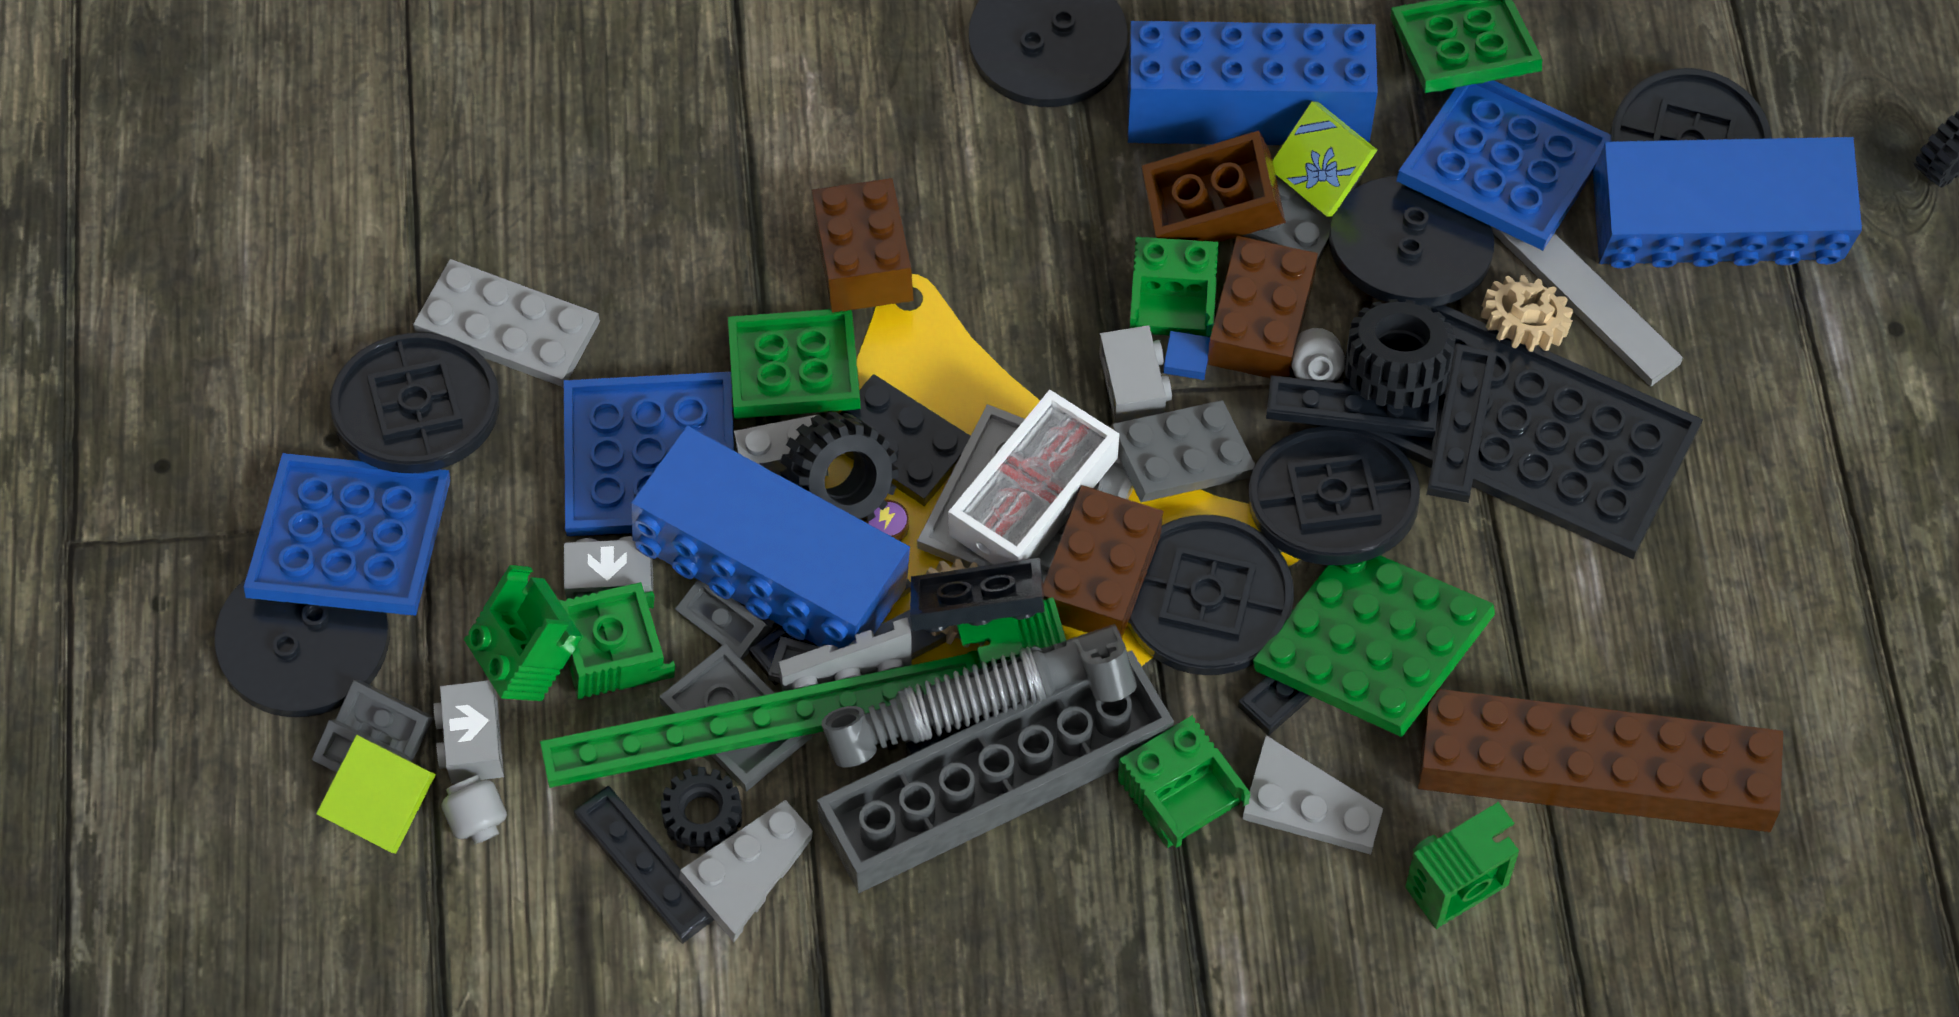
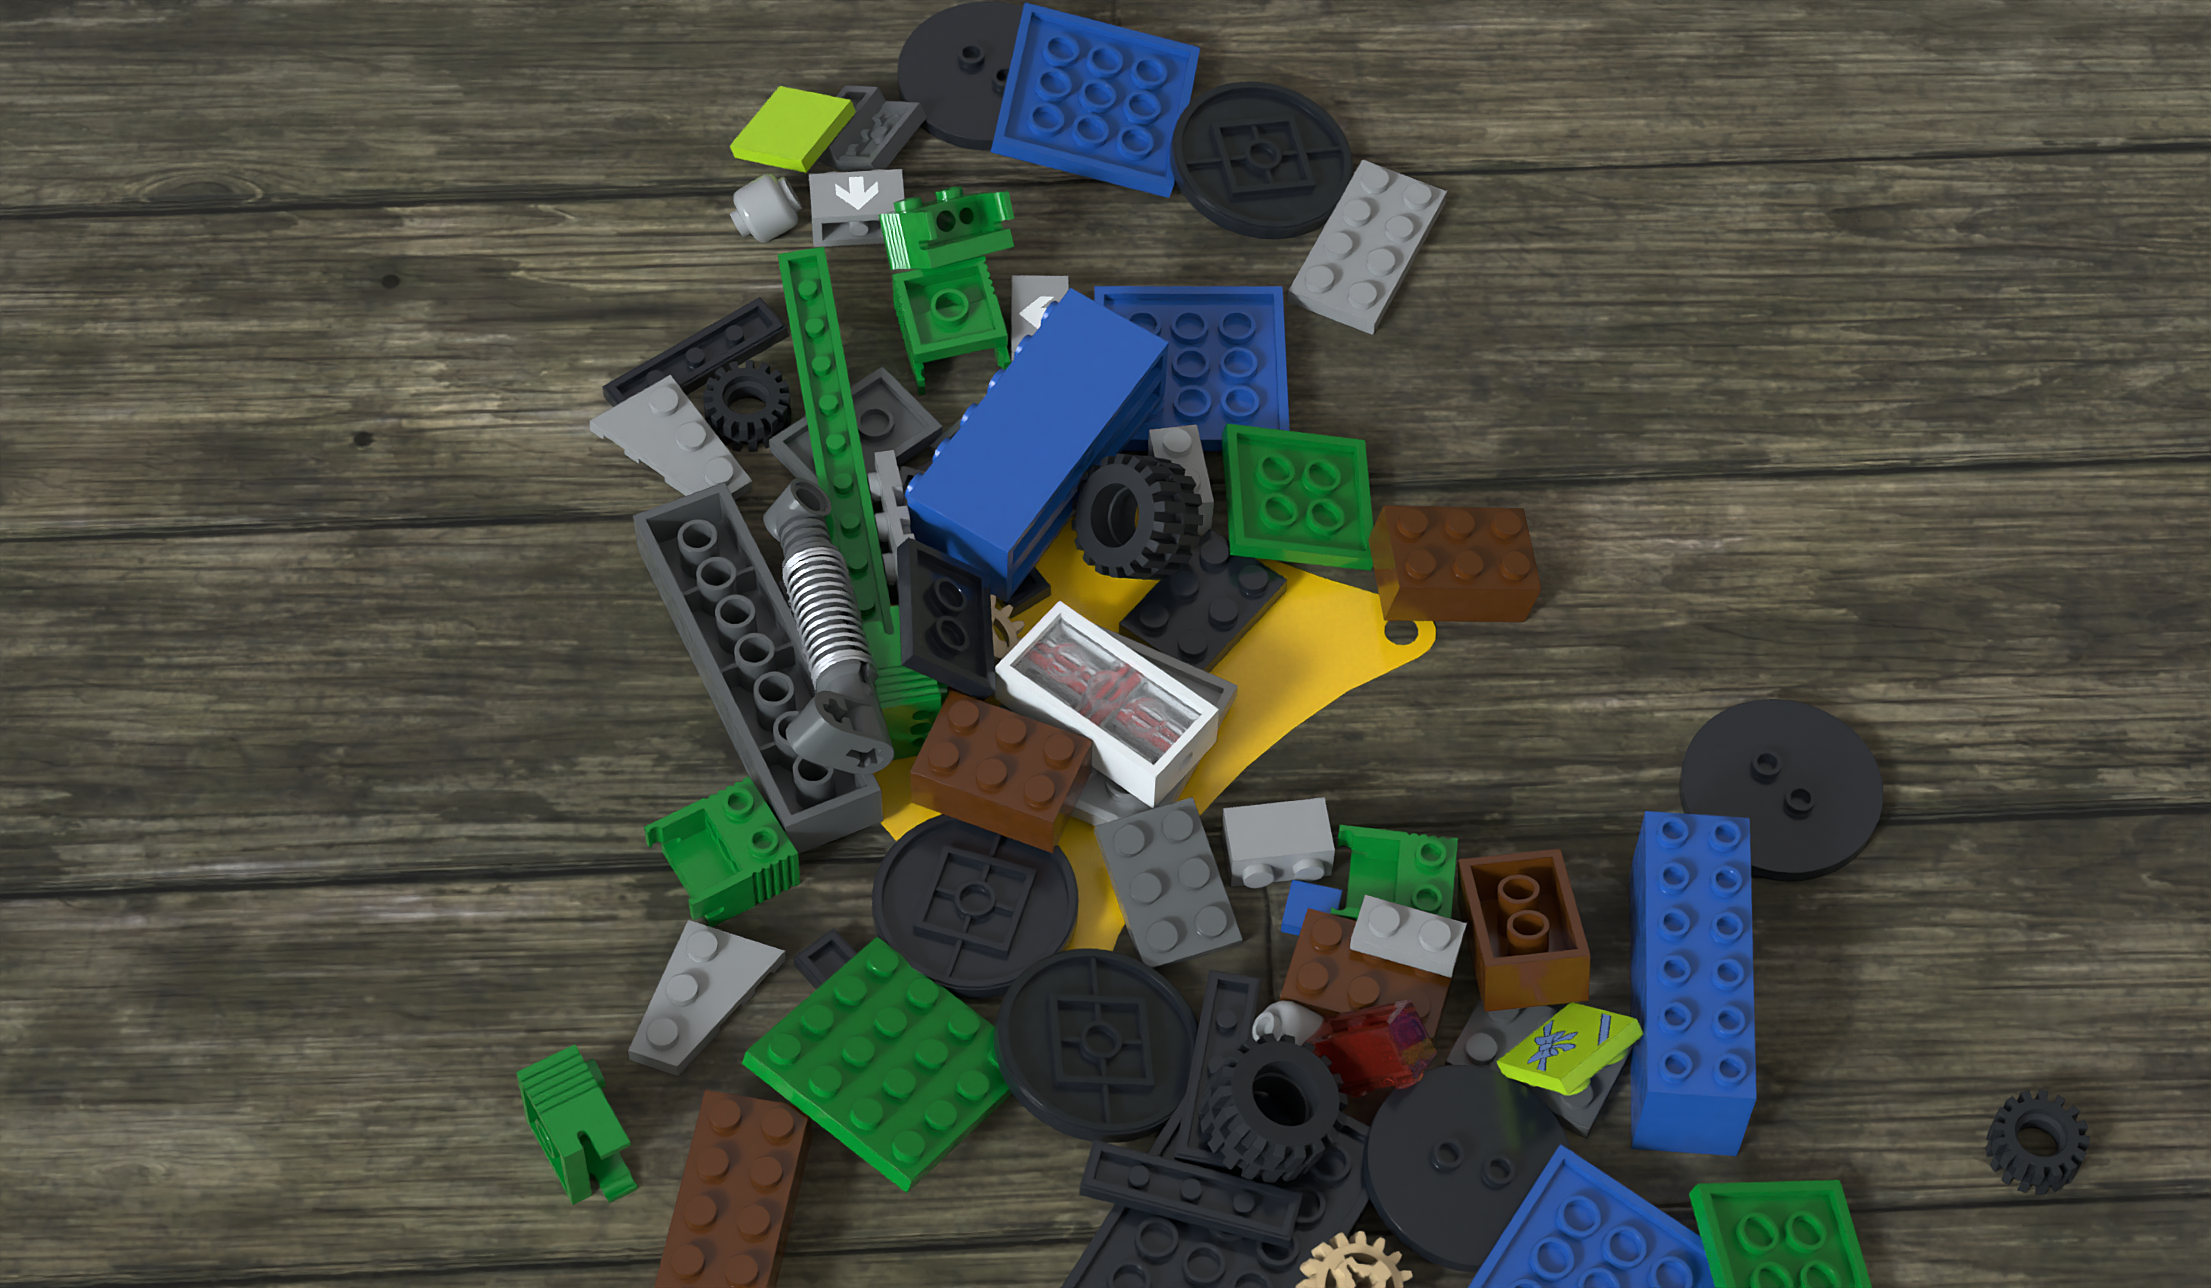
camera: 90 degrees right, 5 degrees down
(892, 520) = (1092, 592): medium lavender tile -> none
(1239, 262) = (1408, 936): none -> light grey plate
(1335, 290) = (1375, 1047): none -> clear red brick

